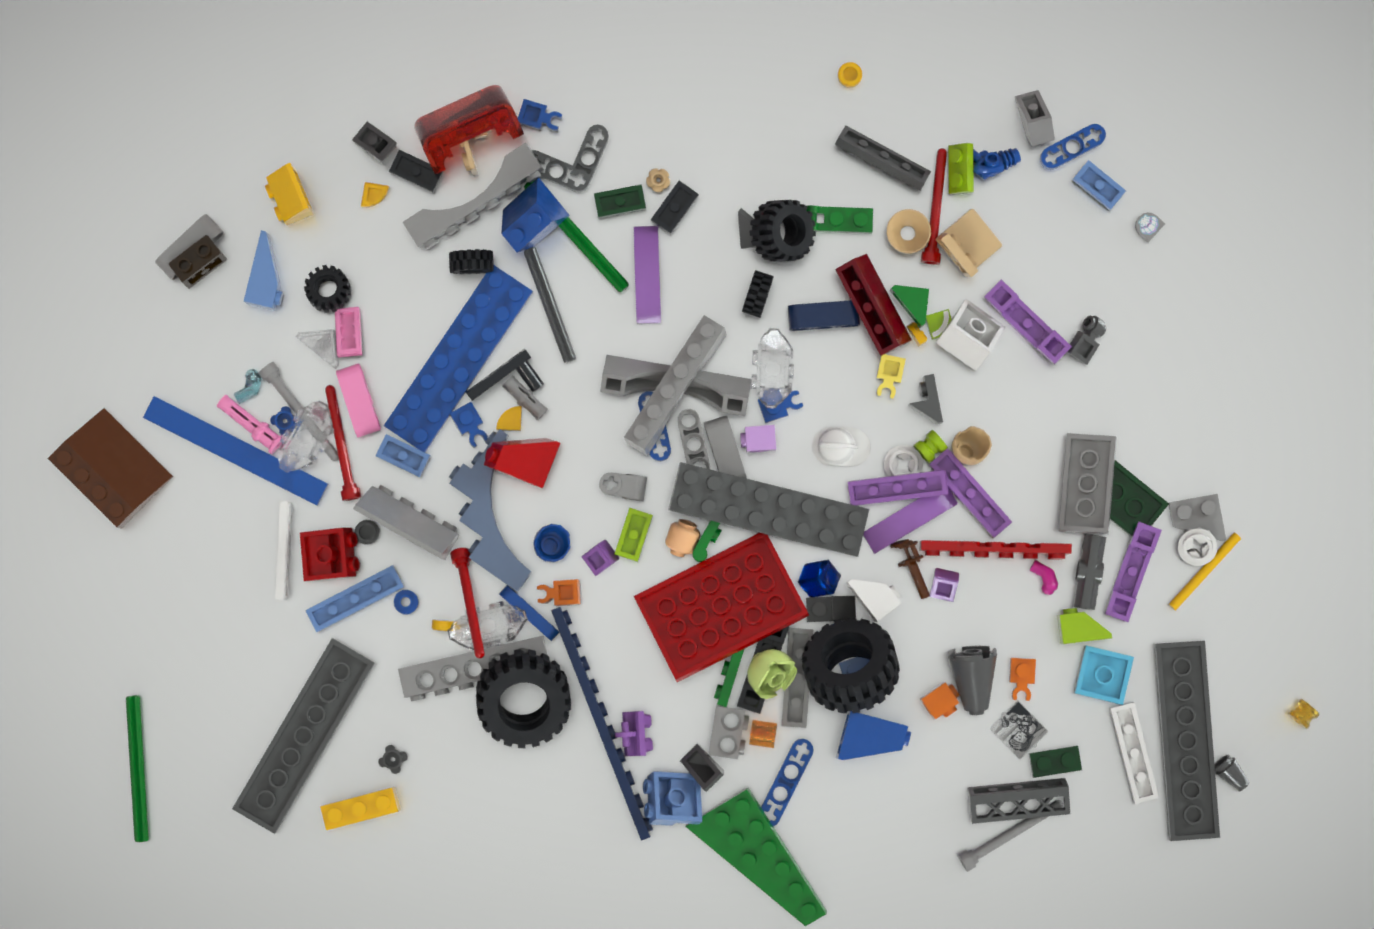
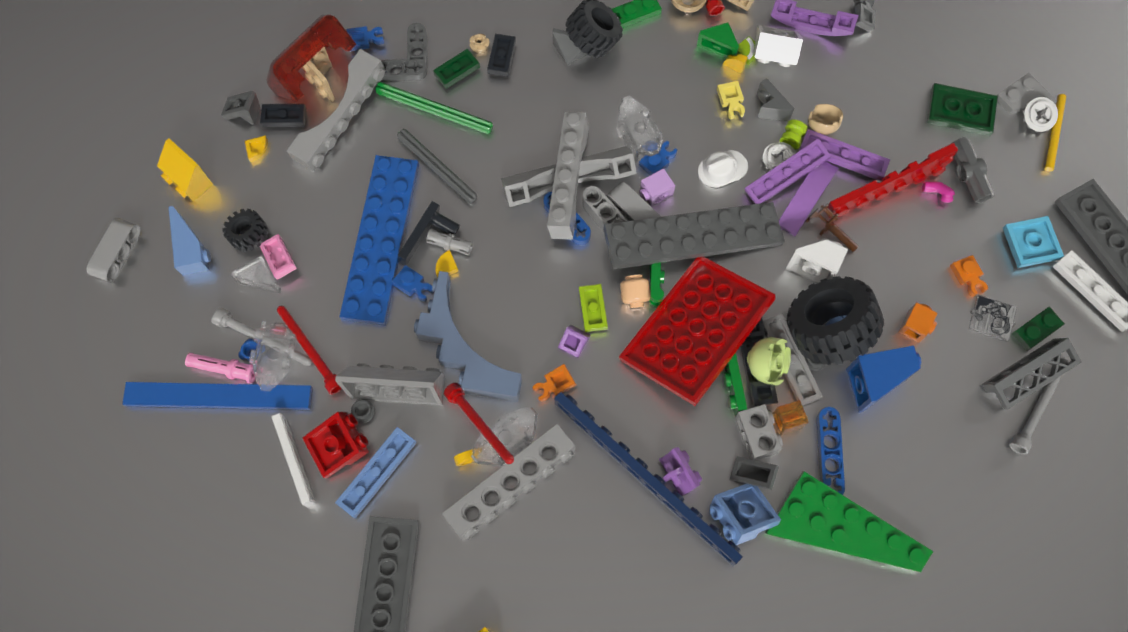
camera: 25 degrees left, 15 degrees down
(110, 468) = (107, 461): reddish brown slope -> none
(197, 261) = (124, 256): dark brown bracket -> none
(251, 387) = (211, 337): clear light blue arm -> none
(358, 400) = (309, 306): bright pink beam -> none
(385, 761) = (479, 607): dark grey plate -> none
(403, 455) = (366, 333): medium blue plate -> none
(413, 602) = (426, 460): blue plate -> none
(471, 261) = (356, 156): black tyre -> none
(523, 459) = (470, 287): red slope -> none
(529, 727) = (593, 501): black tyre -> none
(531, 216) = (394, 101): blue slope -> none
(532, 615) = (545, 414): blue beam -> none
(552, 543) = (527, 344): blue hair -> none
(628, 486) = (568, 272): light grey piece -> none
(647, 274) = (505, 112): medium lavender slope -> none
(757, 293) = (598, 82): black tyre -> none
(819, 578) = (764, 271): clear blue panel -> none
(822, 315) = (657, 79): dark blue beam -> none
(830, 608) = (786, 291): dark grey slope -> none
(873, 304) = (691, 52): dark red brick -> none
(944, 584) = (865, 233): medium lavender slope -> none
(974, 676) = (935, 288): dark grey cone -> none
(1079, 627) = (991, 214): lime slope -> none
(1087, 483) = (930, 106): light grey plate -> none
(1132, 571) = (1001, 153): medium lavender slope -> none

